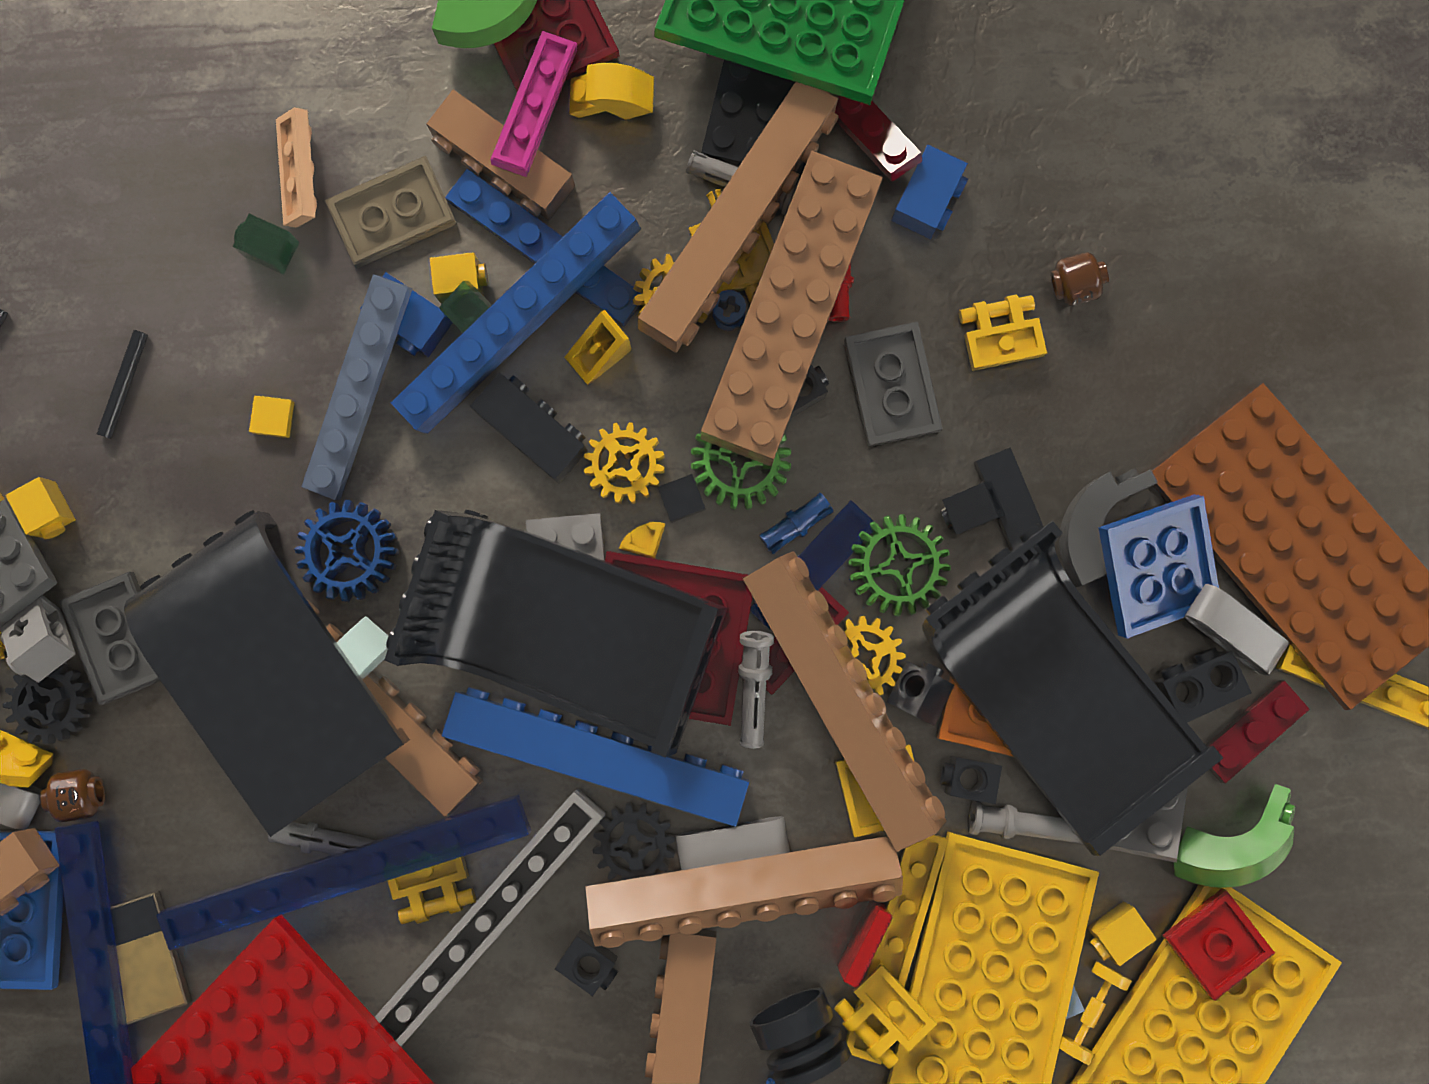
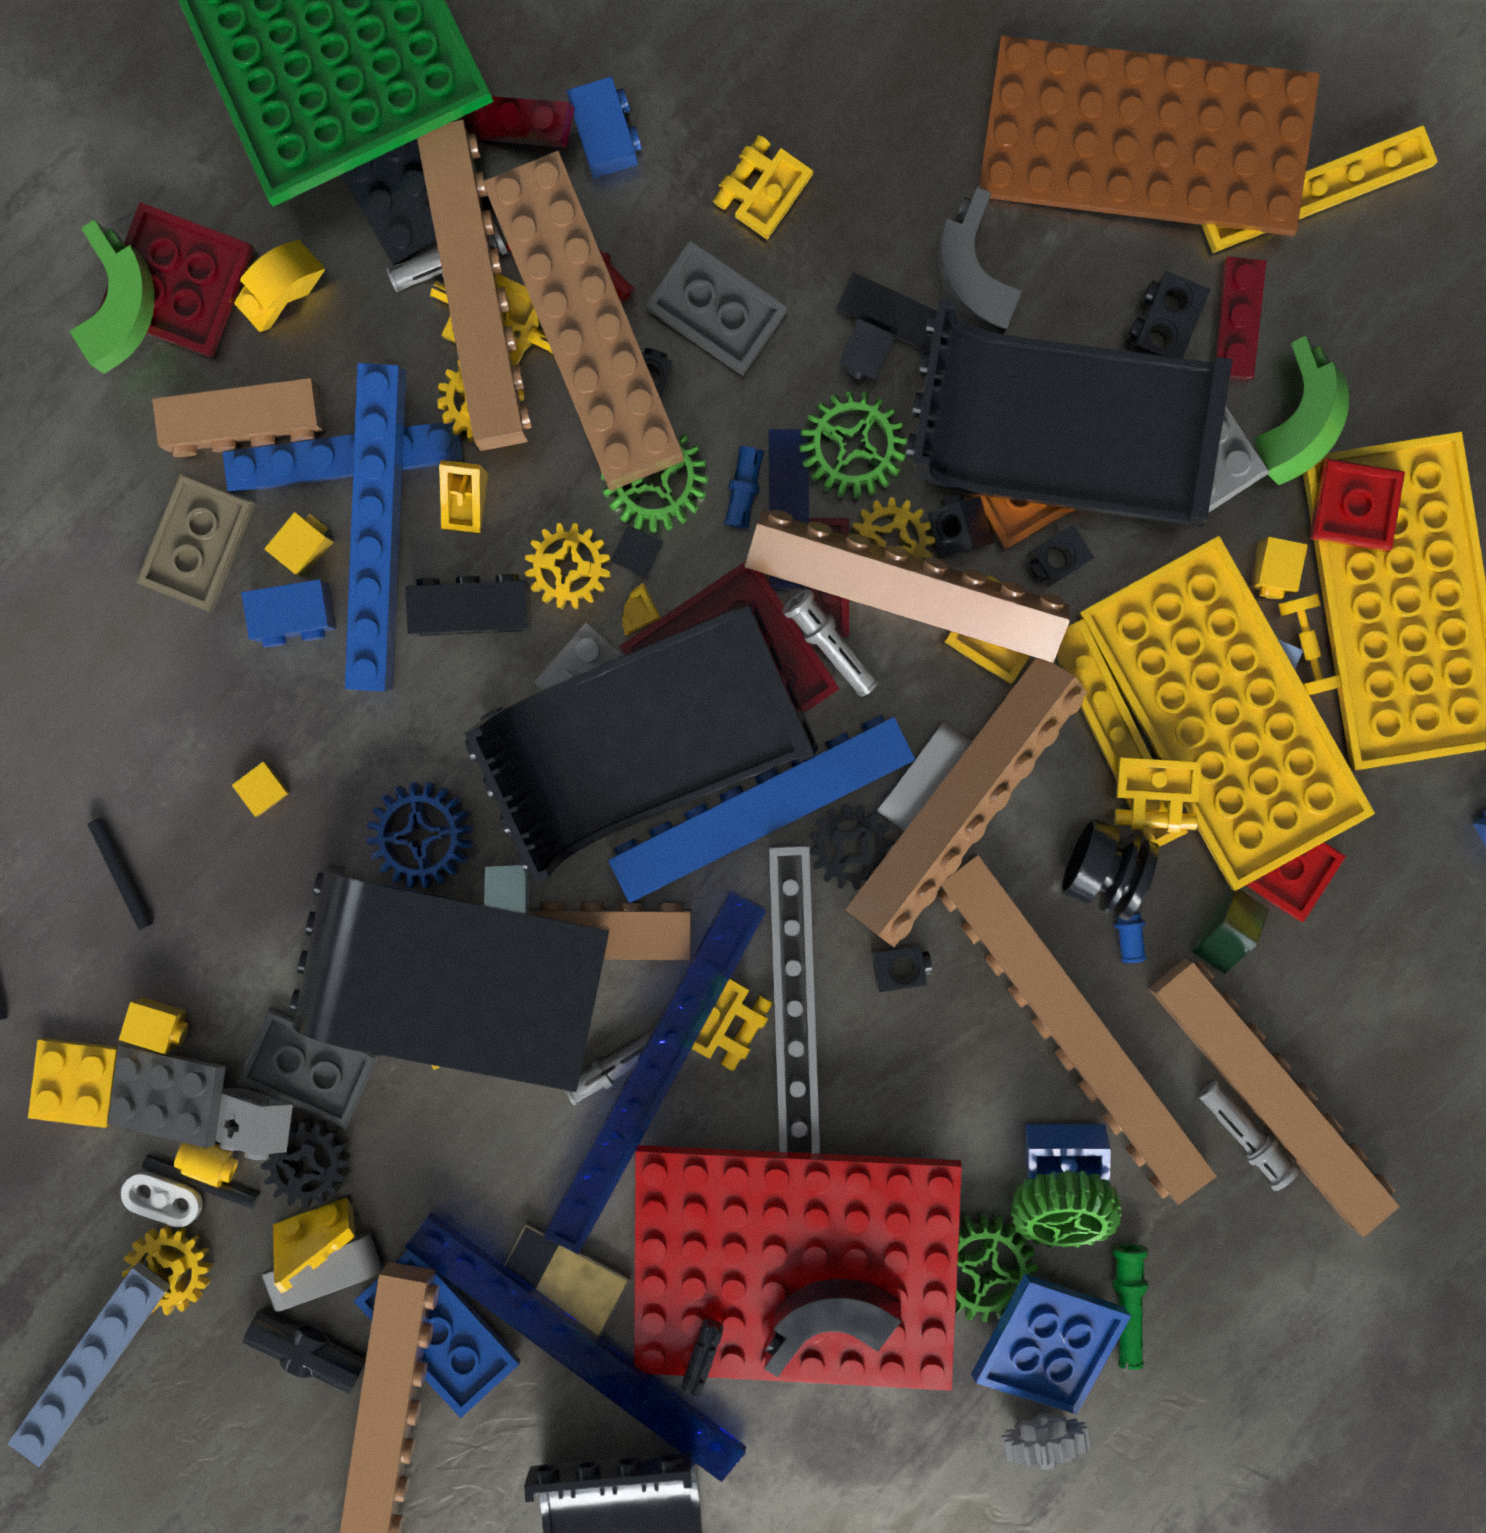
camera: 45 degrees left, 5 degrees up
(73, 795) = (393, 1212): reddish brown head -> none
(265, 243) = (123, 660): clear green brick -> none
(295, 167) = (88, 578): light nougat plate -> none
(356, 387) = (305, 702): sand blue plate -> none
(465, 306) = (329, 560): clear green plate -> none
(534, 104) = (227, 349): dark pink tile -> none
(736, 319) = (531, 357): blue bush -> none
(864, 943) = (1091, 753): red tile -> none
(1008, 822) = (1117, 562): light grey pin -> none
(1079, 279) = (783, 87): reddish brown head -> none
(1158, 564) = (1052, 256): plate -> none
(1236, 629) = (1155, 250): light grey beam -> none

